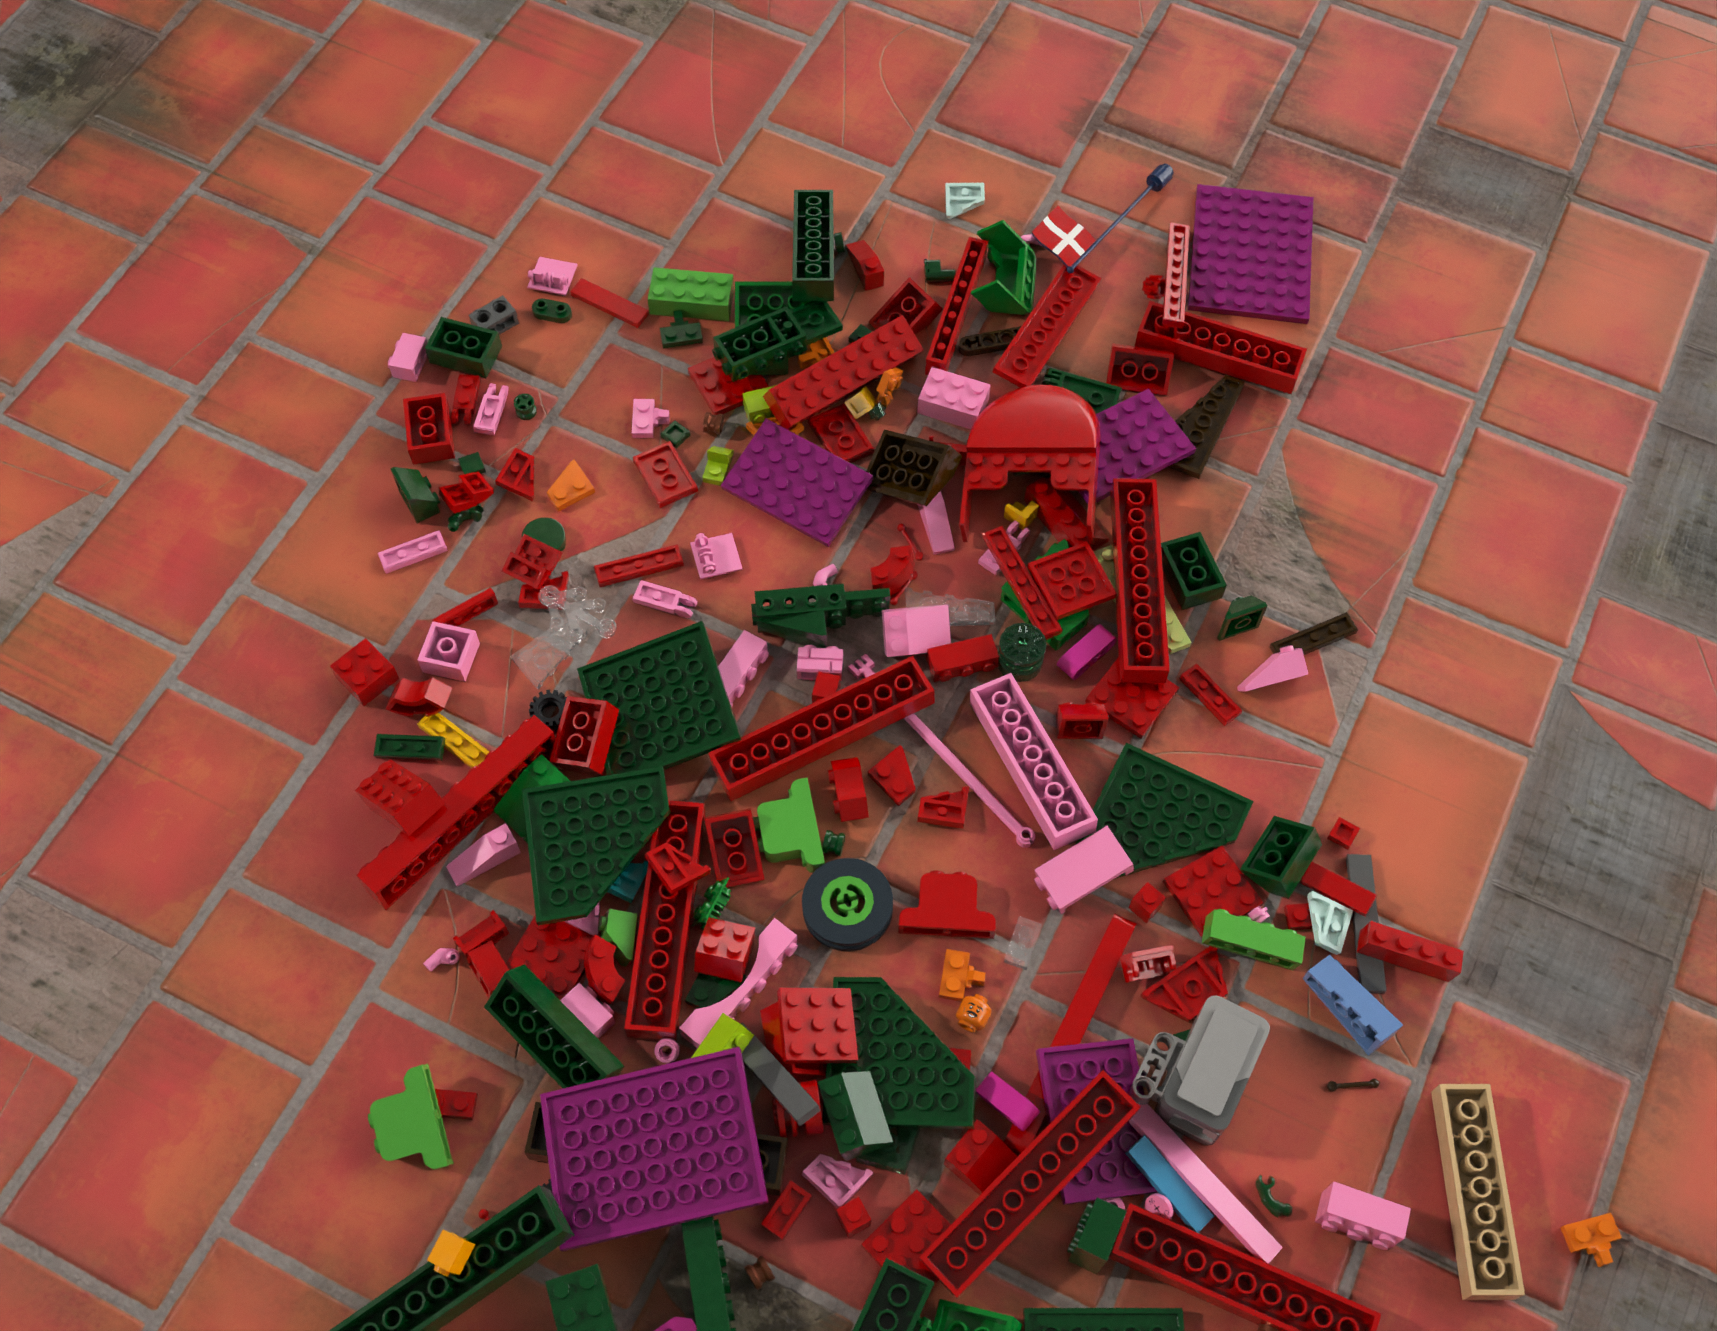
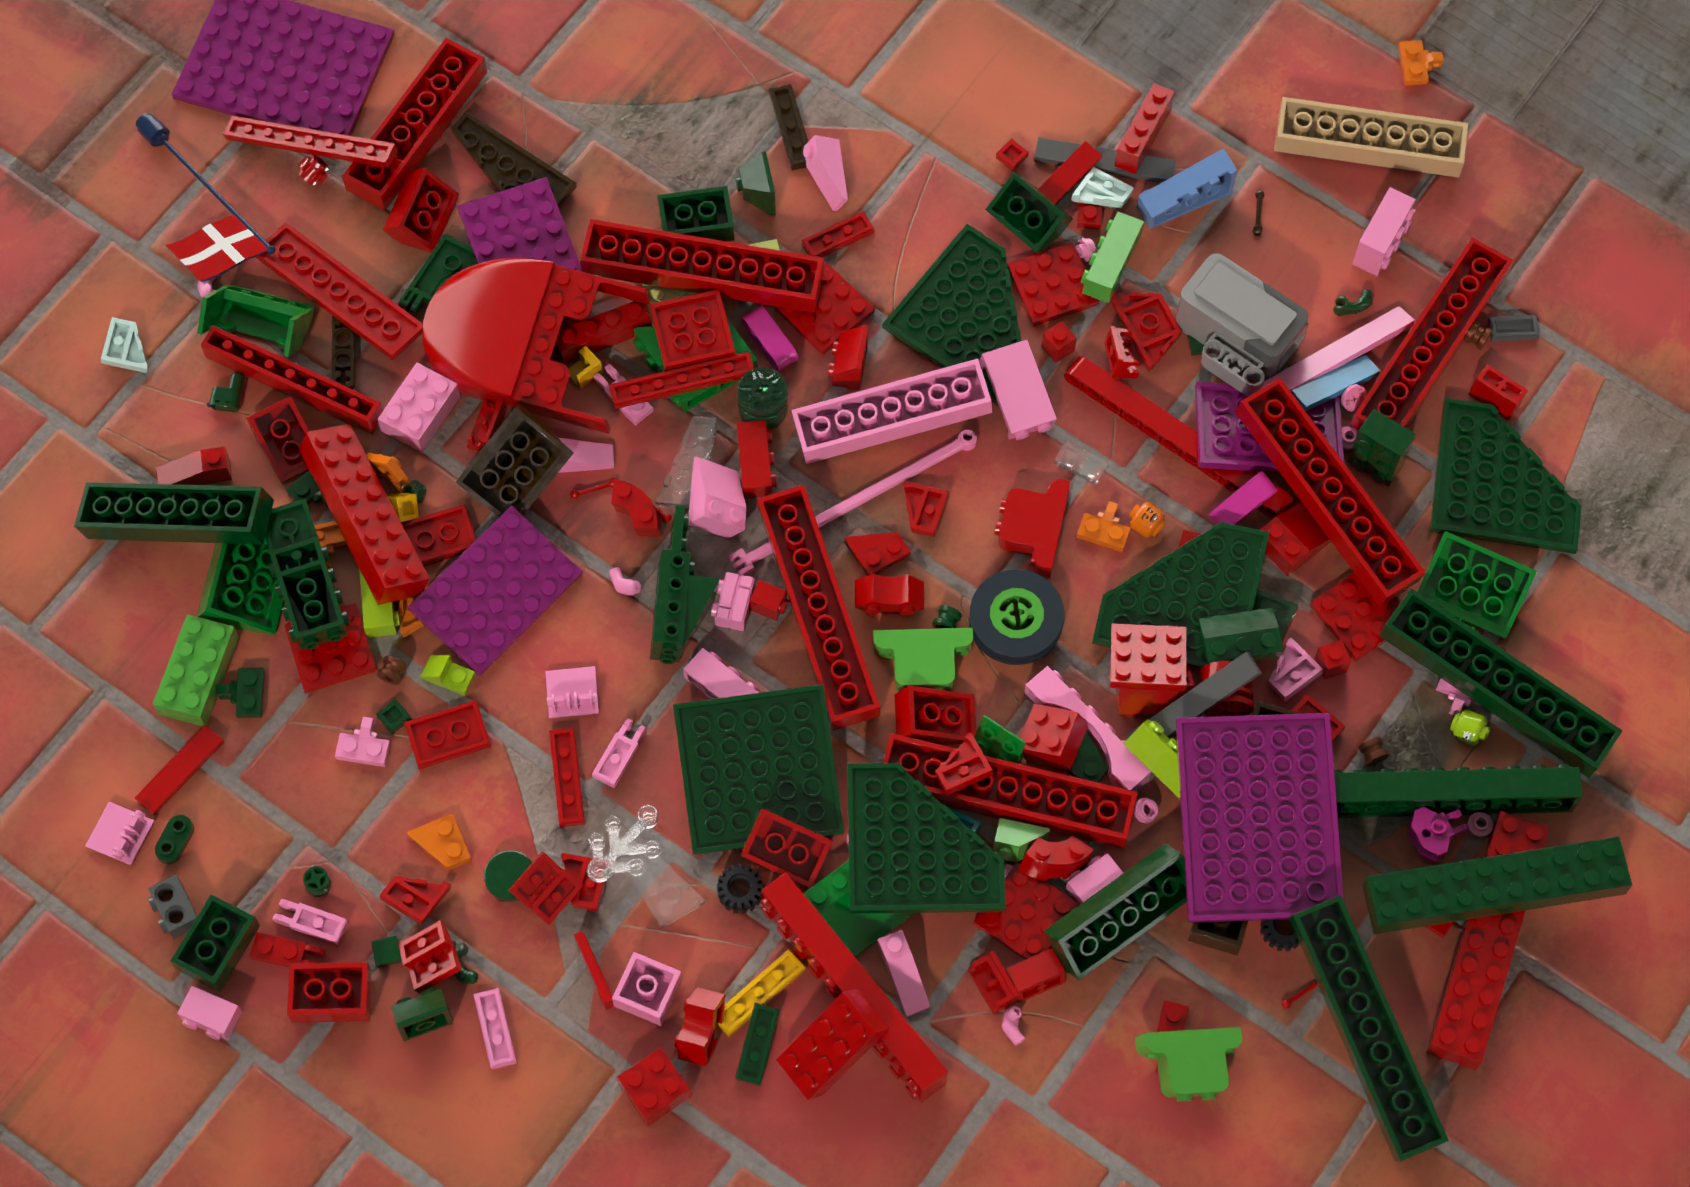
camera: 80 degrees left, 5 degrees up
(450, 1253) = (1346, 1005): light orange brick -> none

